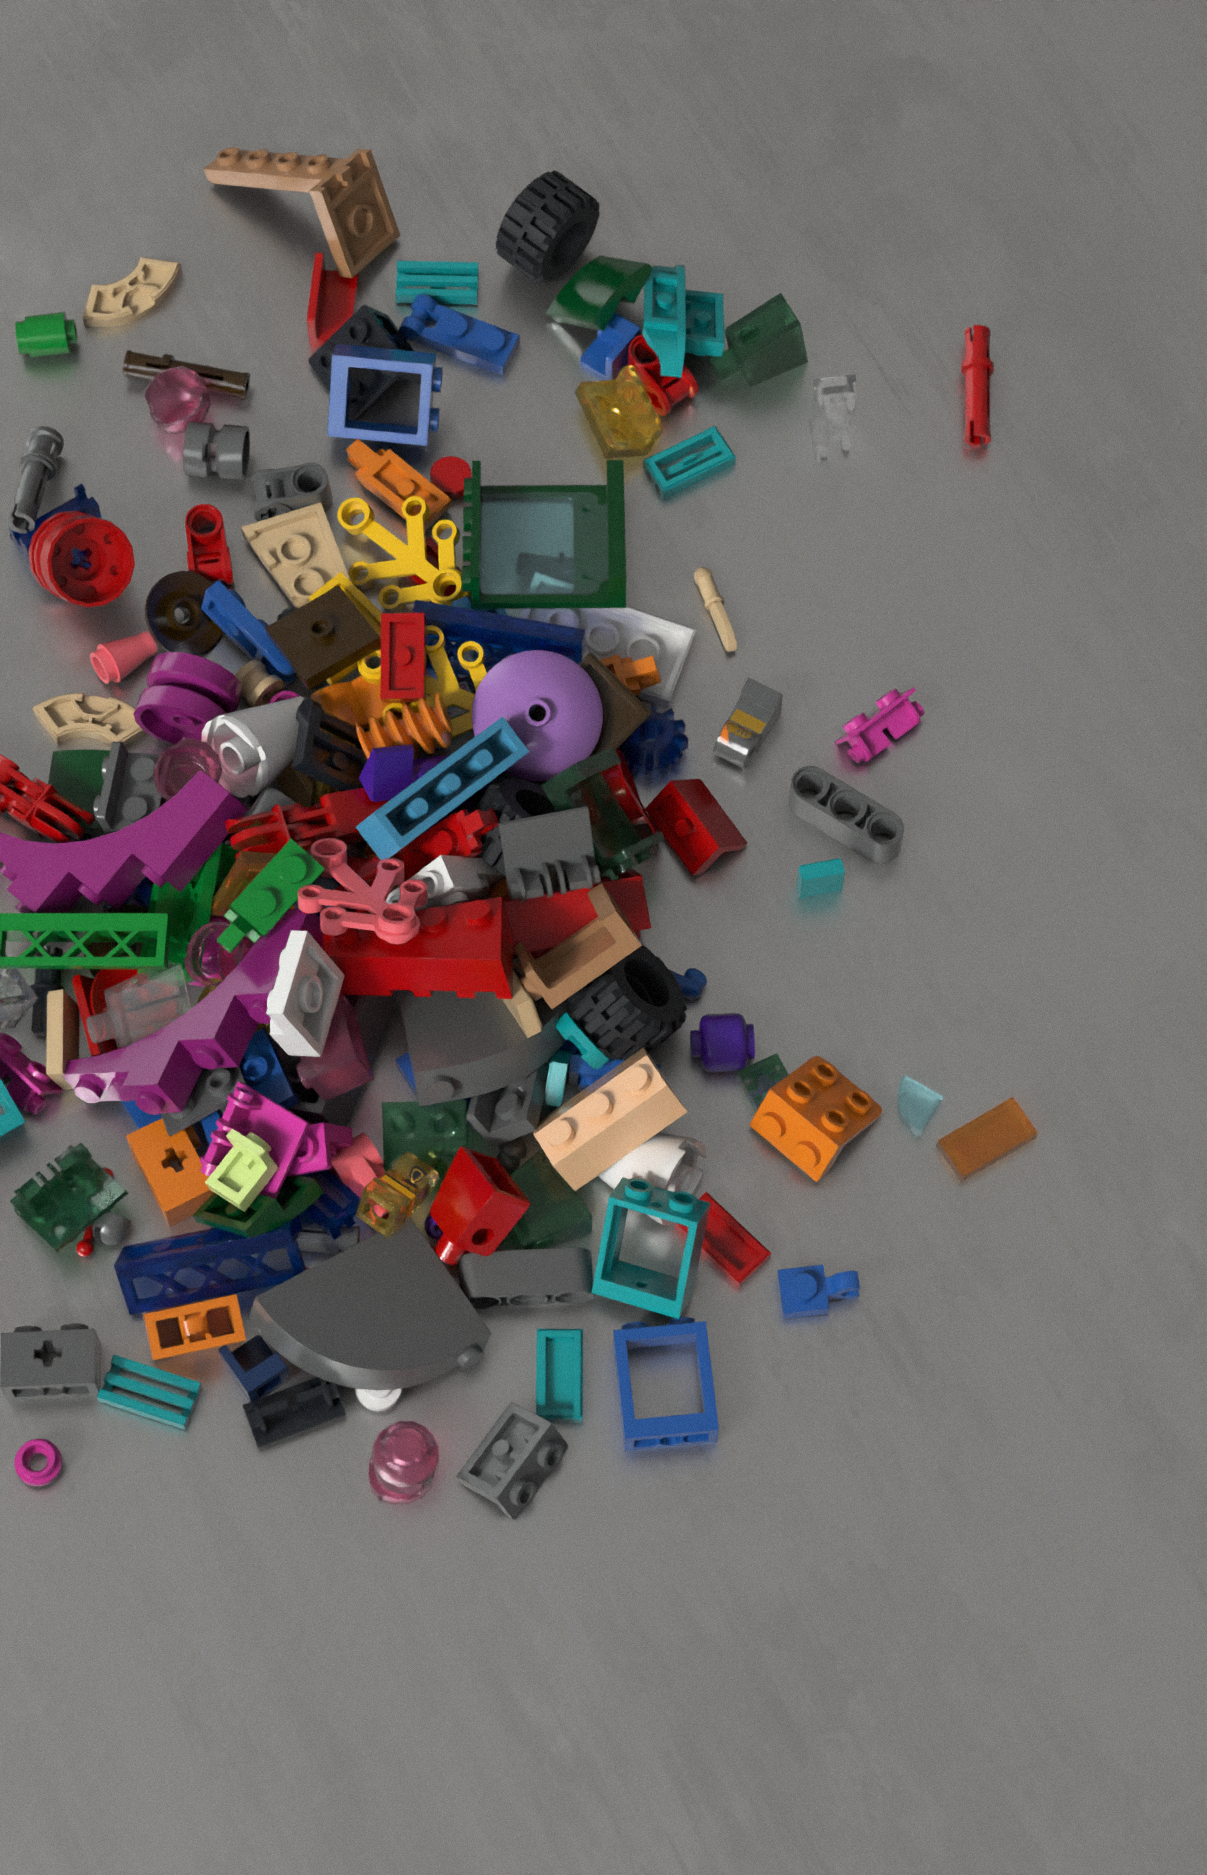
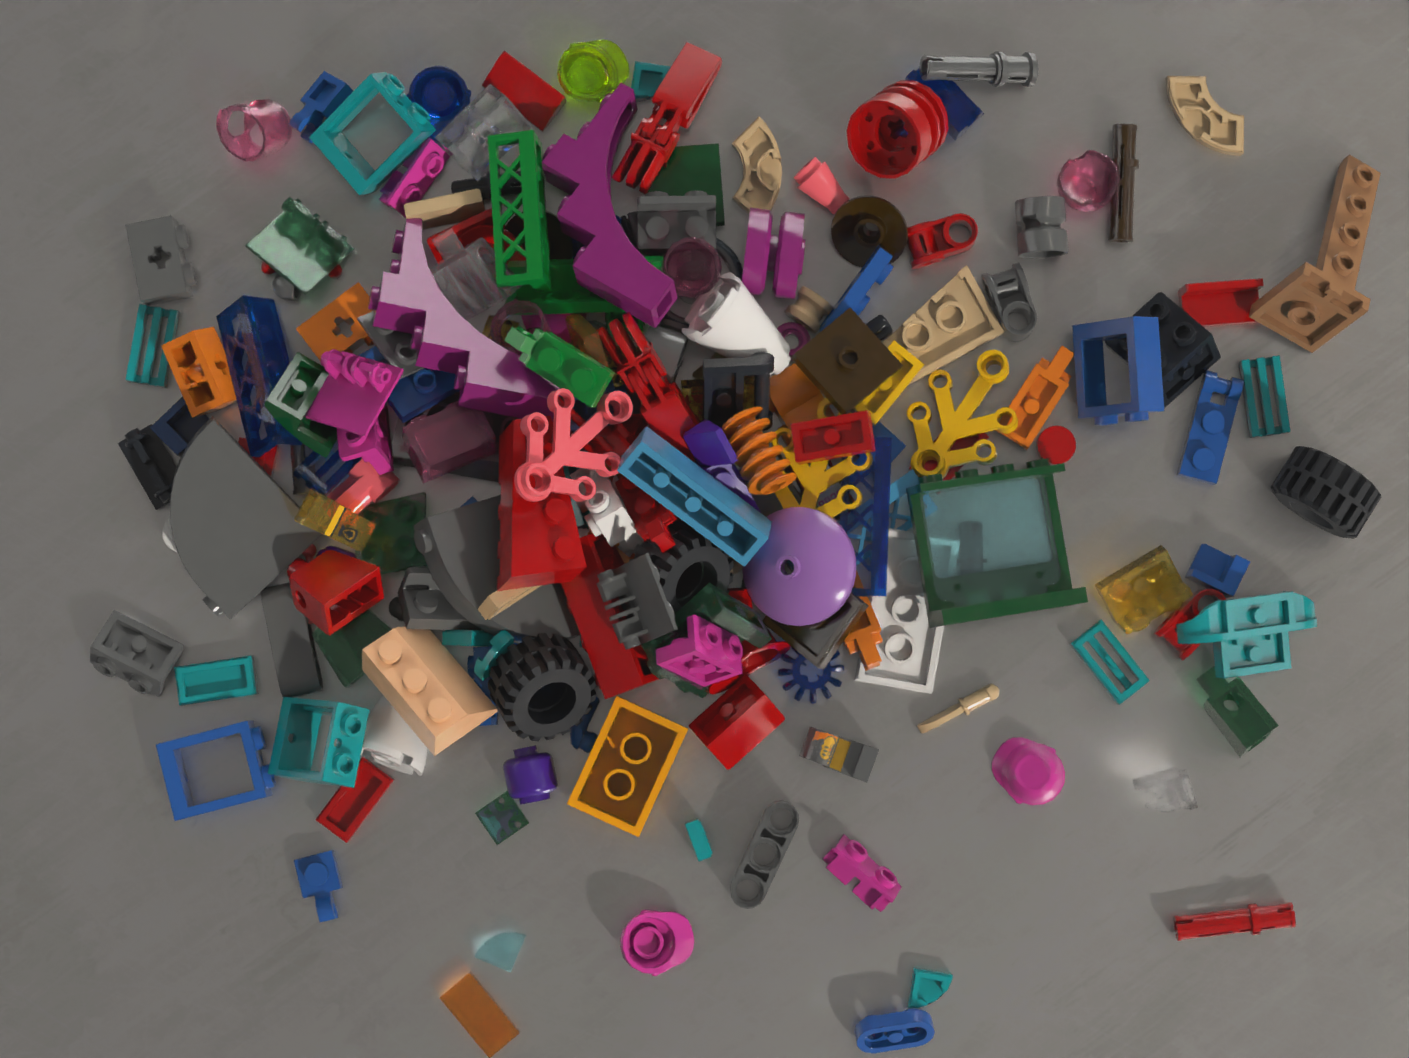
camera: 80 degrees right, 20 degrees up
(32, 1450) = (68, 265): dark pink plate -> none
(46, 334) = (1142, 46): green brick -> none
(243, 1170) = (322, 387): yellowish green bracket -> none
(303, 996) = (461, 412): white plate -> none
(405, 1457) = (118, 565): clear pink helmet -> none
(581, 955) = (555, 642): medium nougat panel -> none
(596, 291) = (1269, 550): dark green slope -> none
(622, 813) = (703, 656): none -> dark pink bracket
(728, 932) = (627, 766): none -> light orange brick
(793, 553) = (1028, 771): none -> dark pink hat
(814, 1115) = (476, 866): orange bracket -> none
(927, 936) = (656, 941): none -> dark pink hat
(1010, 682) = (927, 987): none -> teal tile
(1054, 715) = (894, 1031): none -> blue plate

